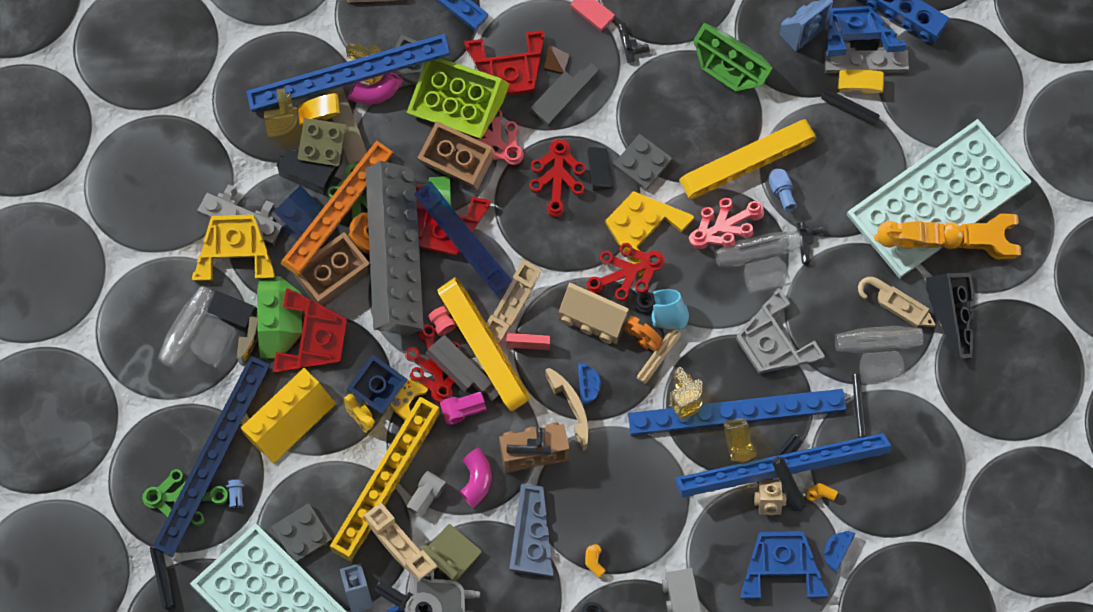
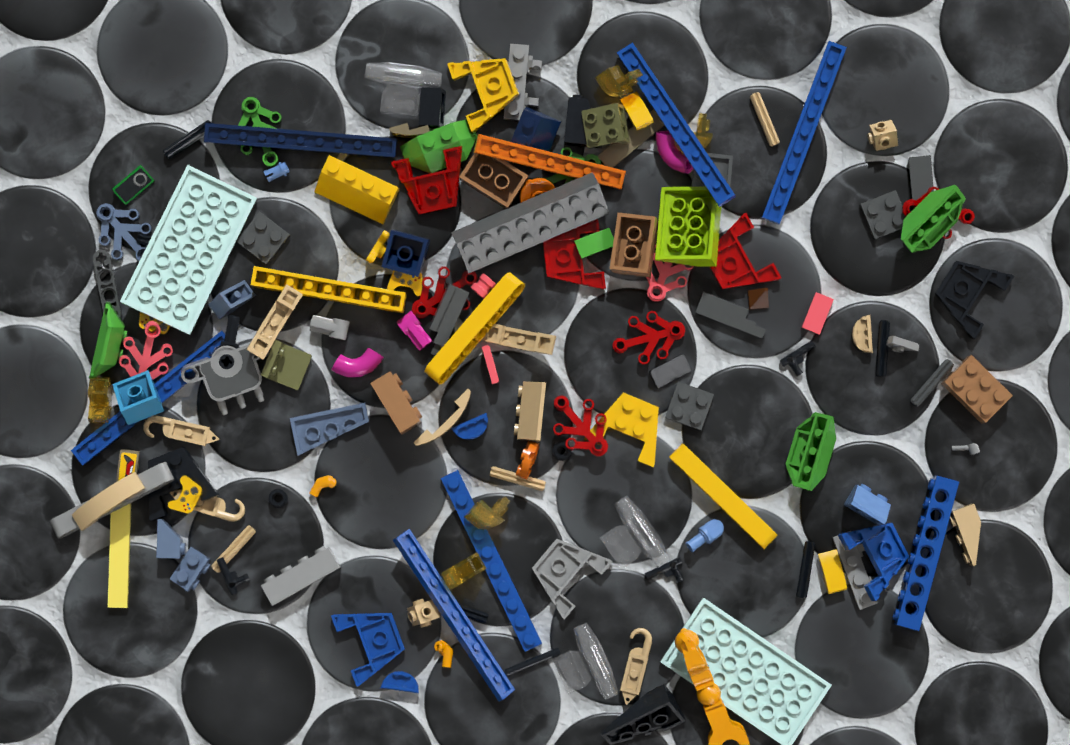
camera: 70 degrees right, 15 degrees up
(463, 238) = (566, 266): clear blue arch -> none
(532, 445) = (390, 401): black hose -> none
(669, 310) = (558, 475): medium azure piece -> none
(703, 236) = (652, 495): coral plant -> none
(789, 483) = (437, 624): black axle -> none

